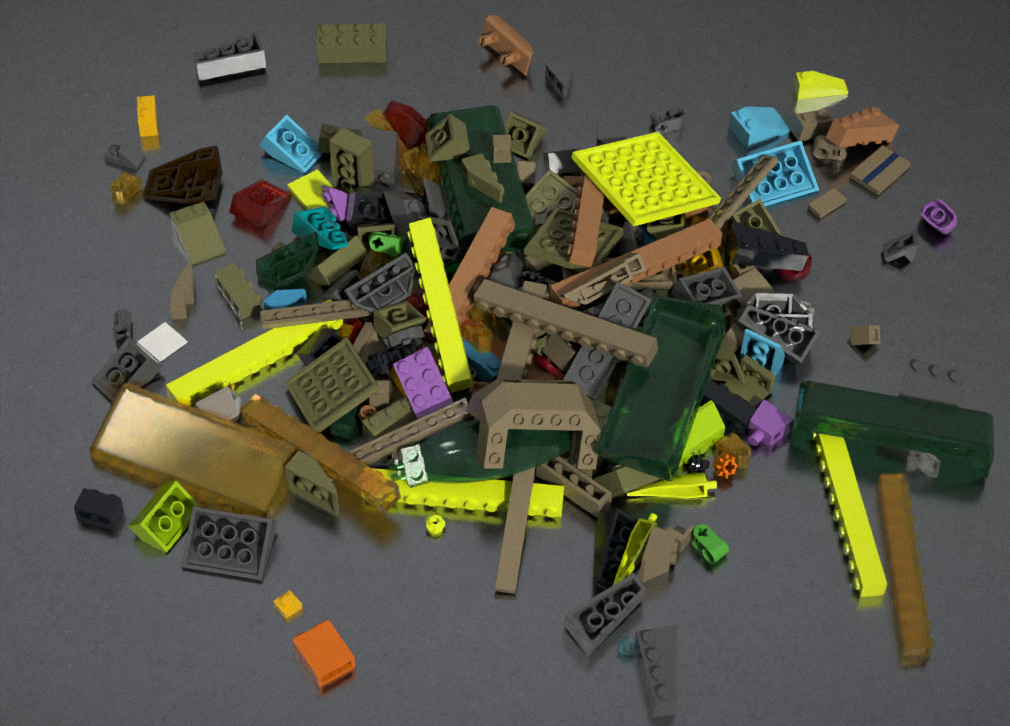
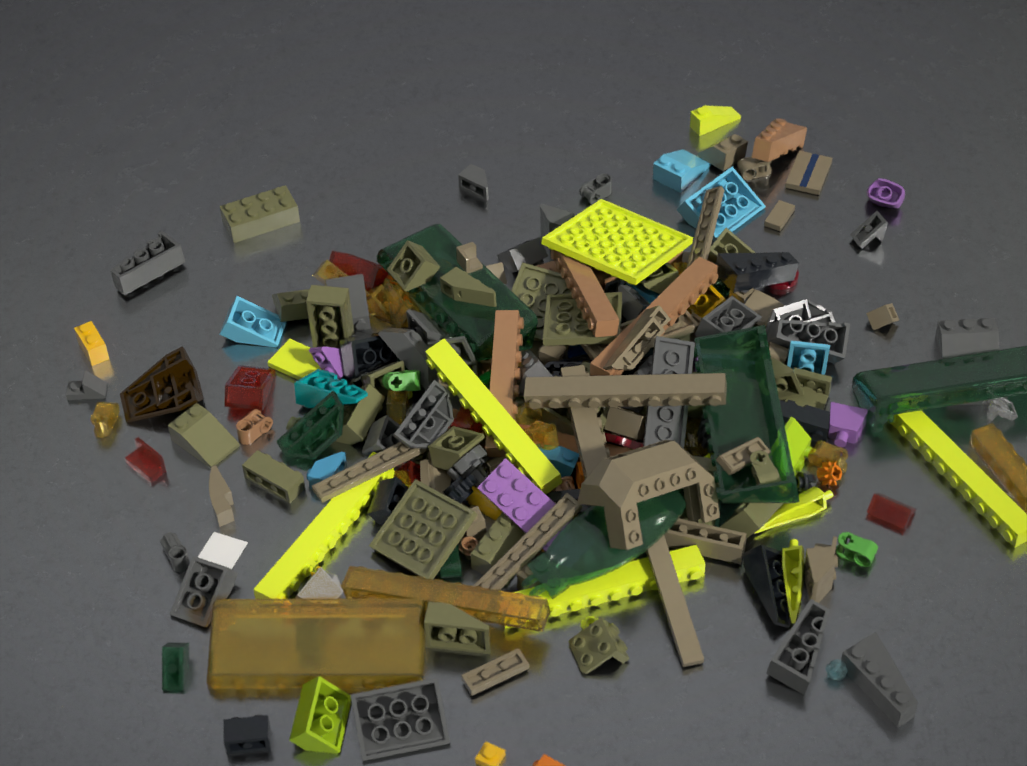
camera: 20 degrees left, 5 degrees down
(71, 426) = (174, 665): none -> clear green slope
(139, 239) = (146, 461): none -> clear red panel
(242, 239) = (253, 427): none -> medium nougat piece
(330, 533) = (495, 671): none -> dark tan plate
(430, 542) = (597, 645): none -> olive bracket
(507, 43) = (411, 168): medium nougat piece -> none
(525, 134) = (479, 236): olive slope -> none
(639, 420) = (740, 456): none -> dark tan tile
(649, 439) = (763, 468): none -> olive piece
(763, 519) = (890, 510): none -> clear red panel

